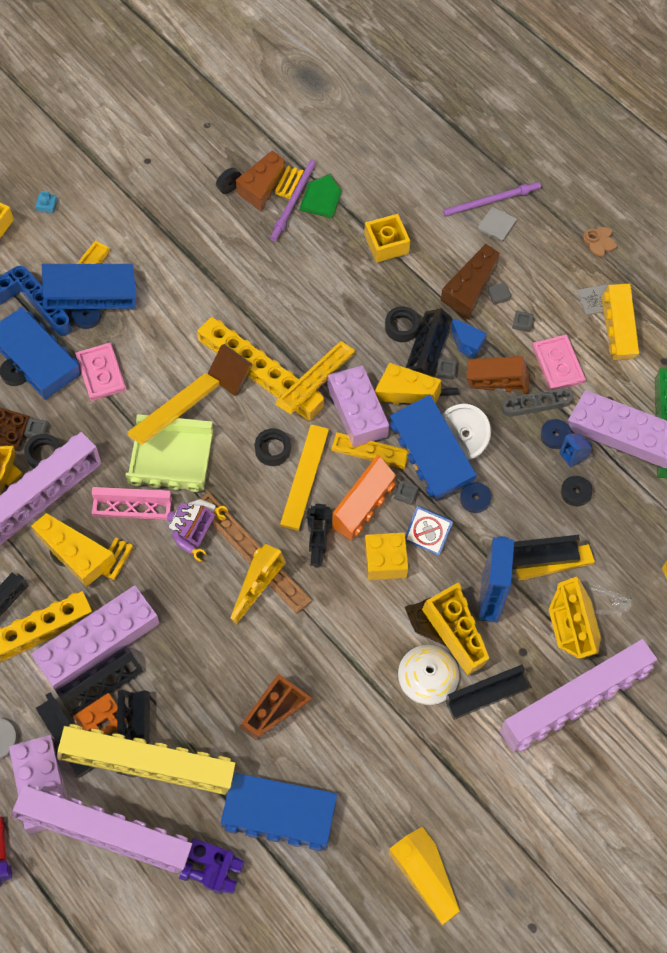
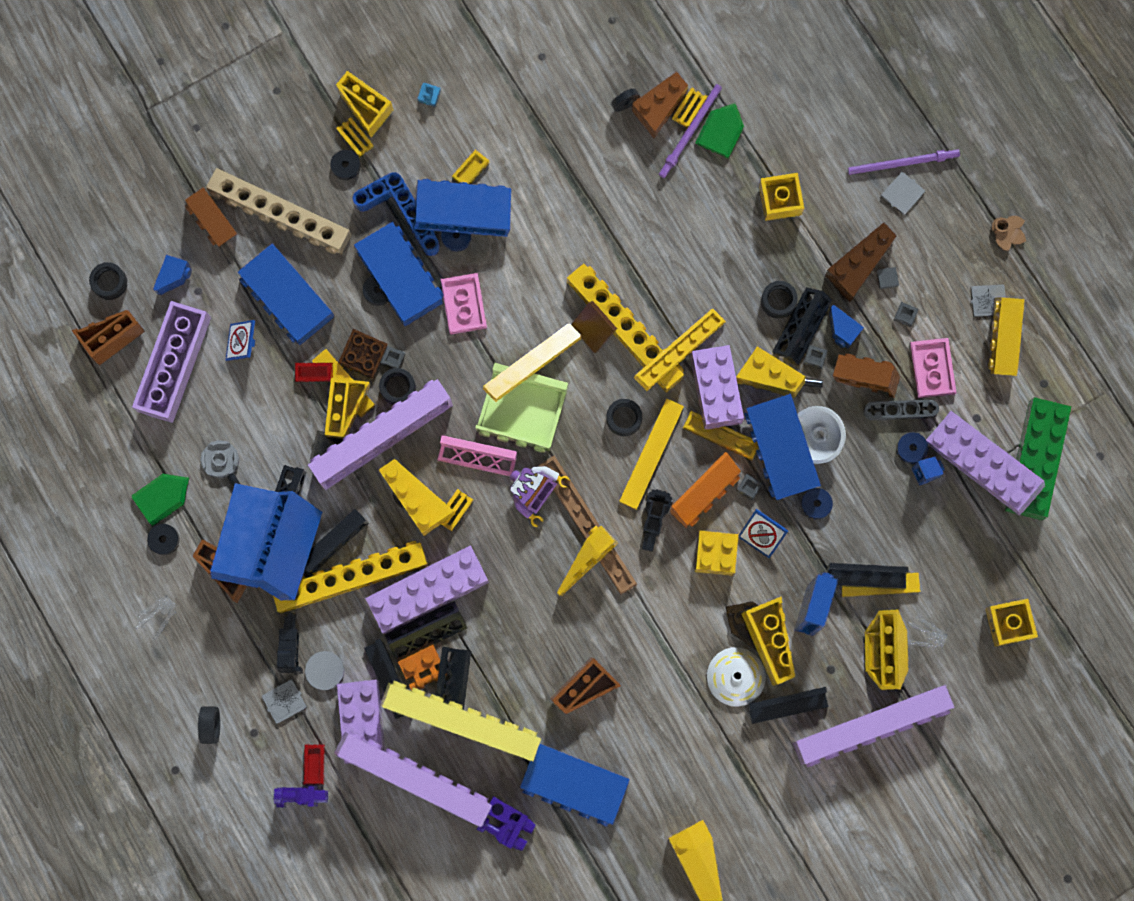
camera: 15 degrees right, 15 degrees up
(573, 498) = (913, 519): black piece -> none

